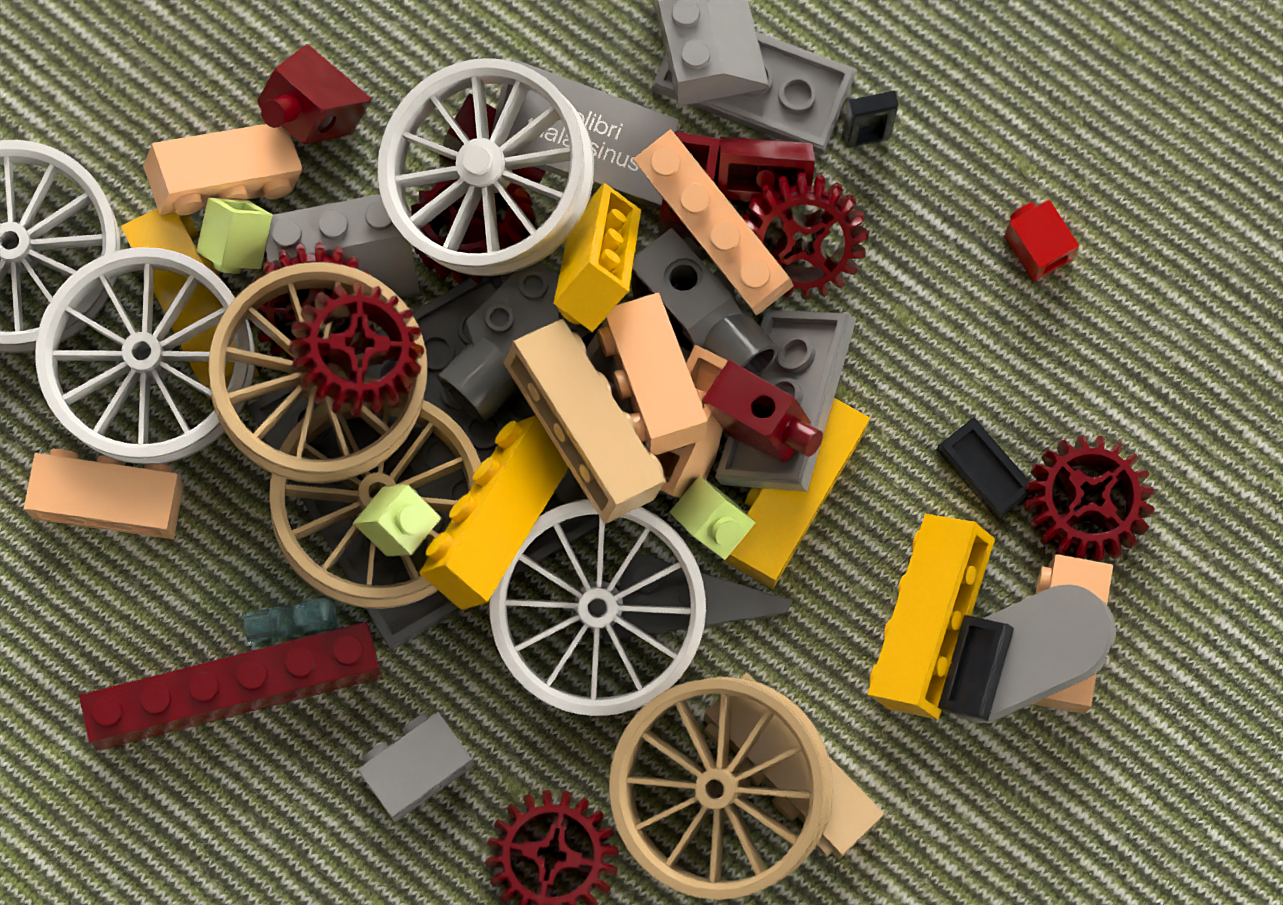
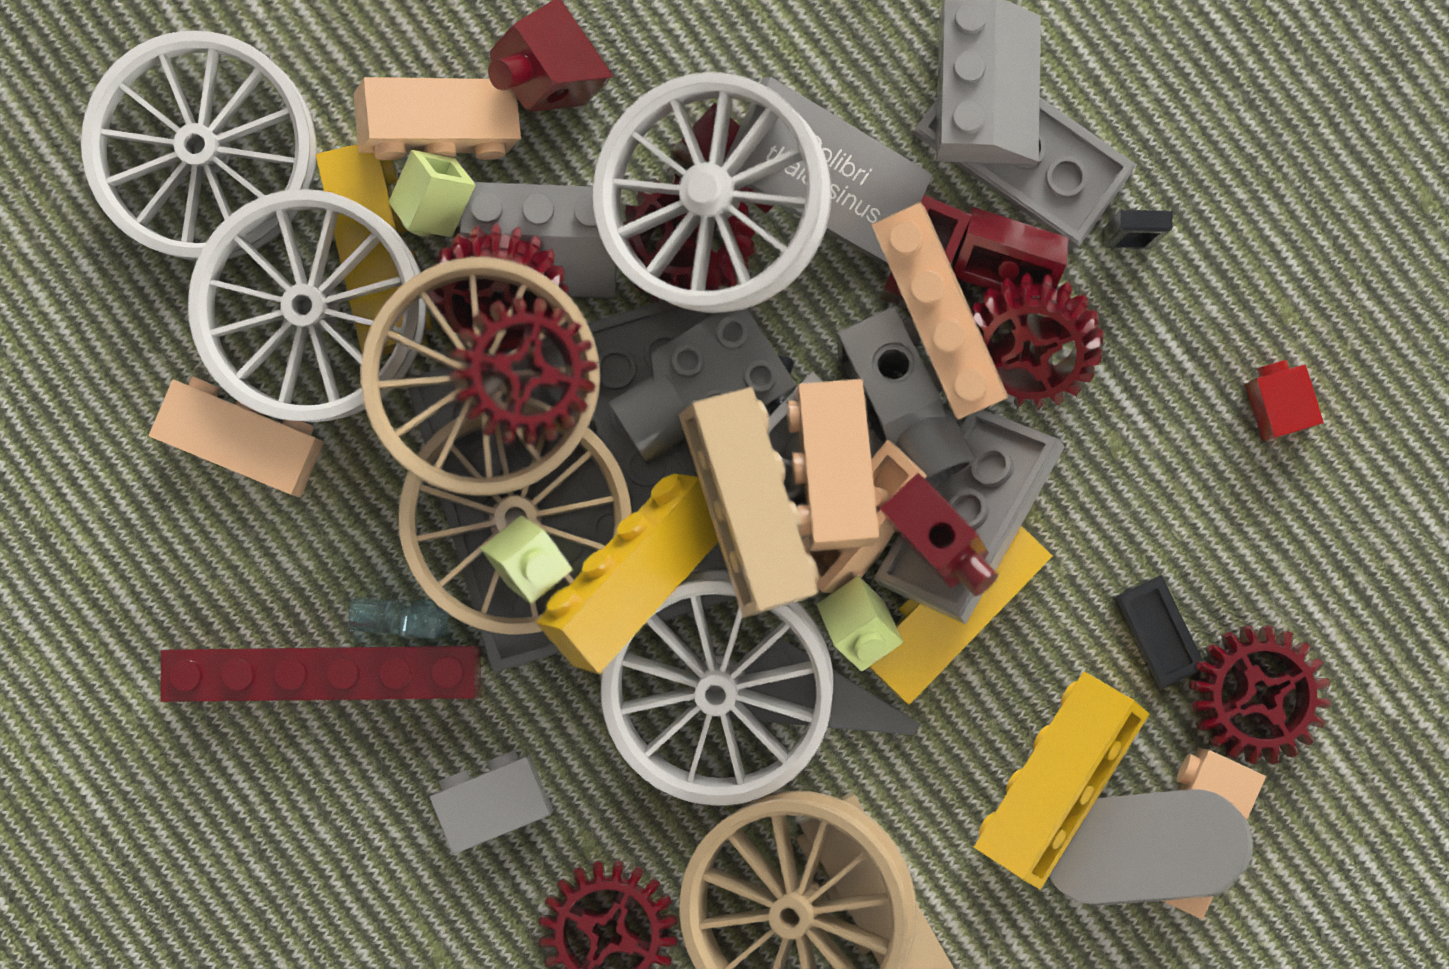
camera: 15 degrees right, 10 degrees up
(598, 259) = (808, 324): yellow brick -> none
(976, 668) = (1093, 849): black tile -> none

